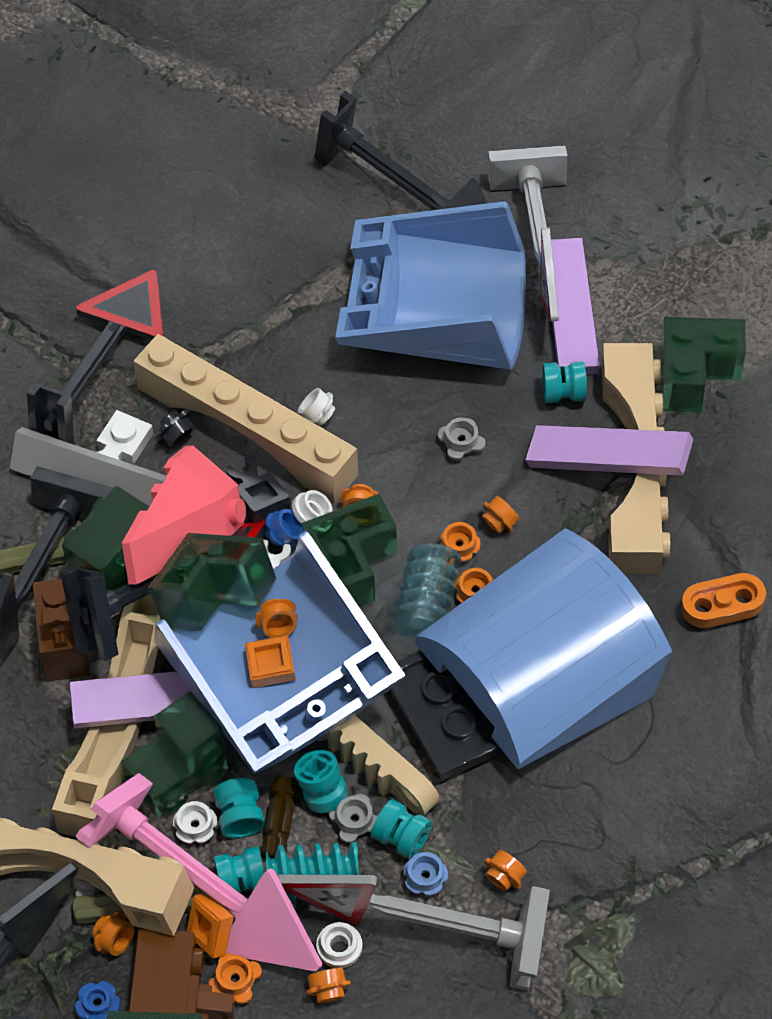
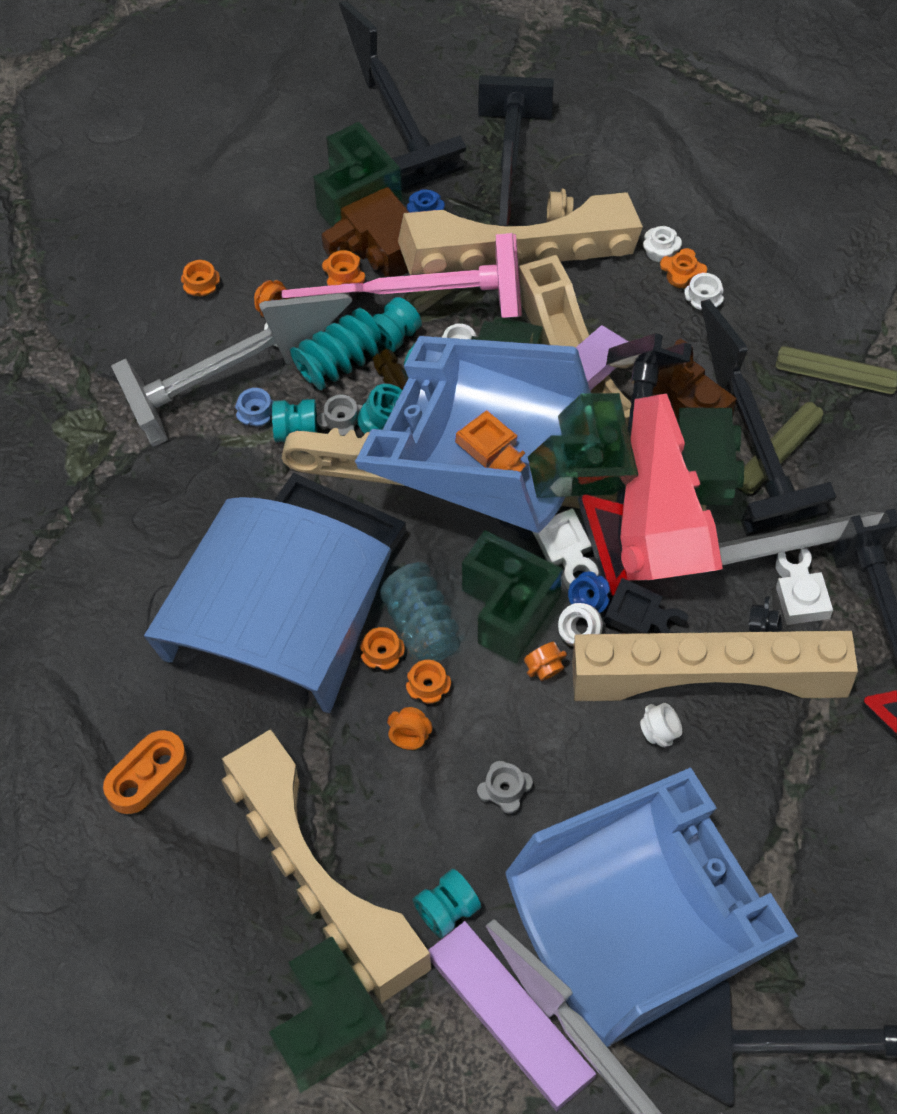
camera: 145 degrees right, 0 degrees up
(210, 925) = (377, 270): orange tile -> none
(504, 871) = (193, 443): orange plate -> none
(609, 450) = (341, 834): lavender tile -> none

